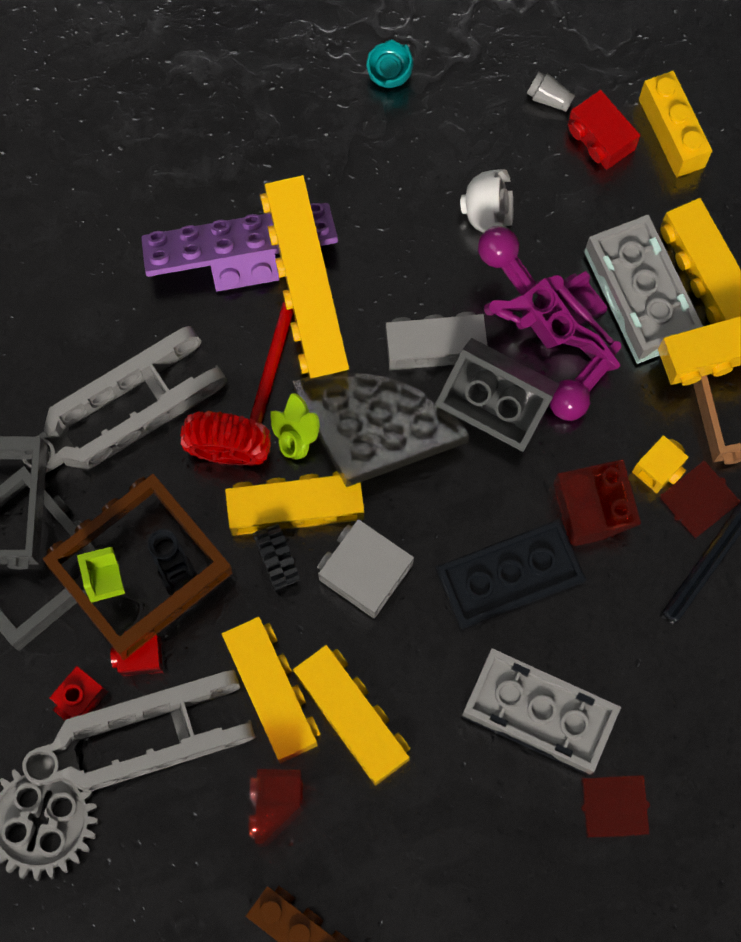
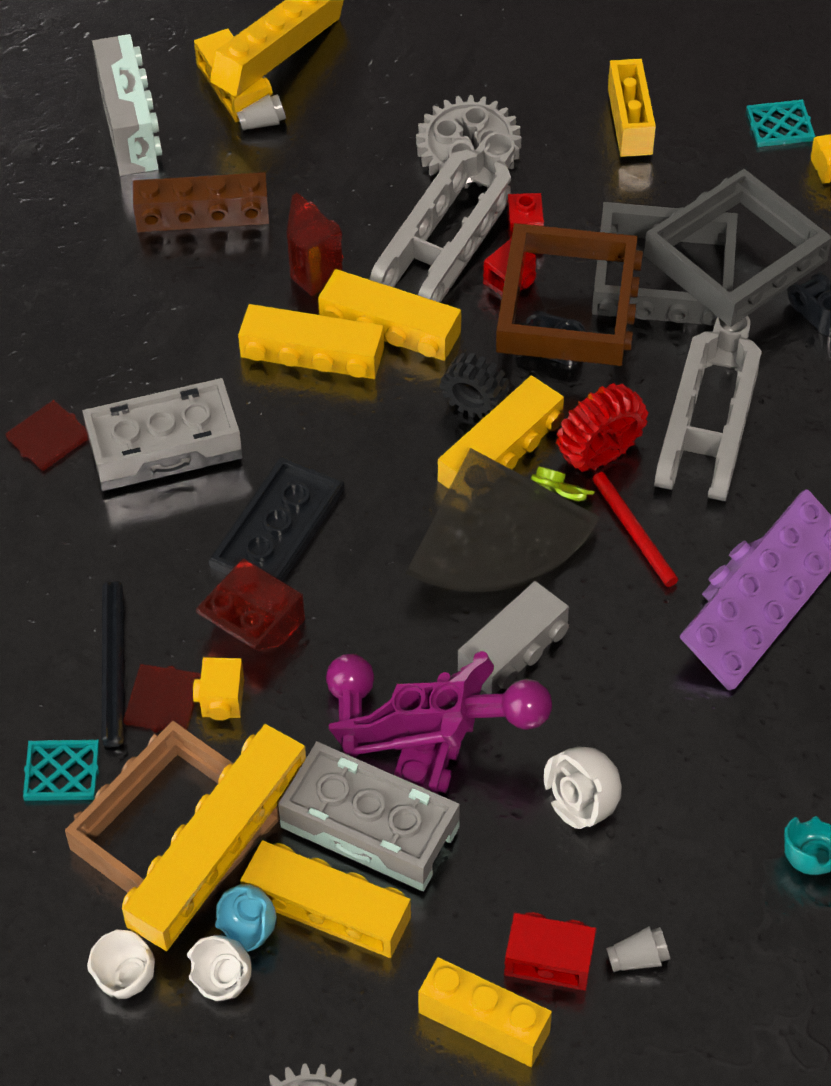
camera: 140 degrees right, 20 degrees down
(101, 574) = (581, 243): lime panel -> none
(305, 277) = (673, 578): yellow brick -> none
(364, 567) = (398, 431): light grey brick -> none
(496, 394) = (415, 618): dark grey brick -> none

